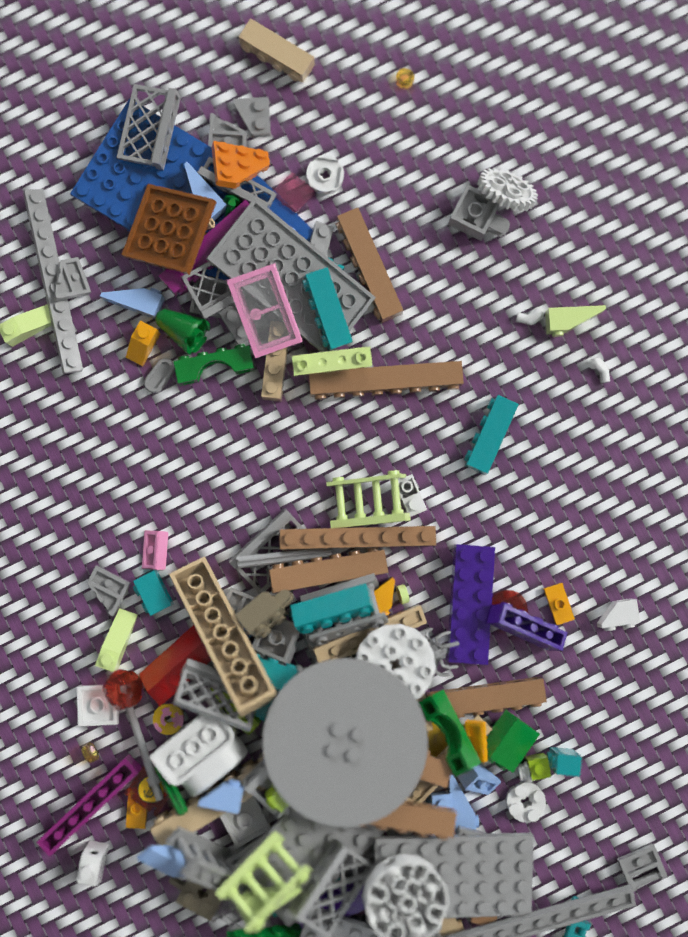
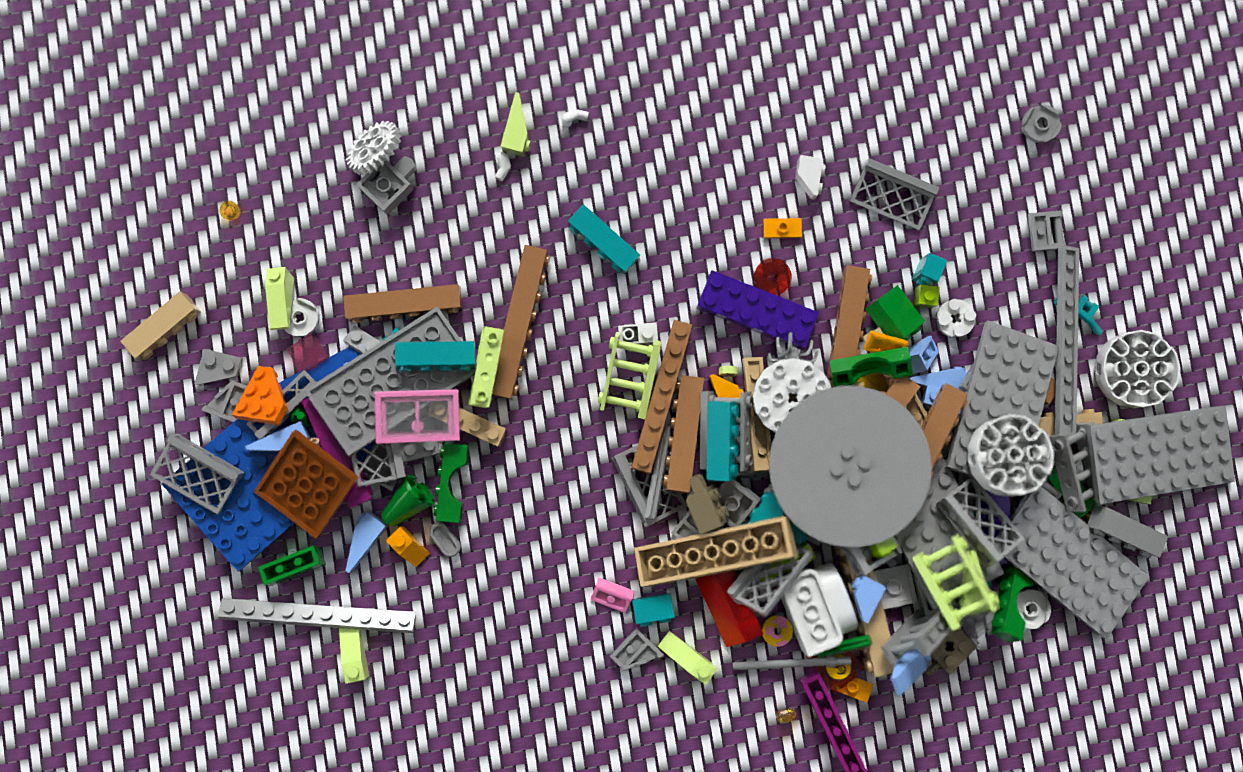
camera: 70 degrees left, 0 degrees up
(70, 280) = (323, 597): light grey wing -> none
(91, 242) = (292, 565): none -> green brick
(91, 865) = (891, 744): white torso -> none
(94, 707) = (743, 694): white plate -> none
(115, 696) = (739, 674): clear red plate -> none
(338, 148) = (279, 297): none -> yellowish green slope
(523, 771) = (926, 311): white bush -> none
(527, 627) = (795, 264): dark purple brick -> none
(645, 708) = (902, 179): none -> light grey fence

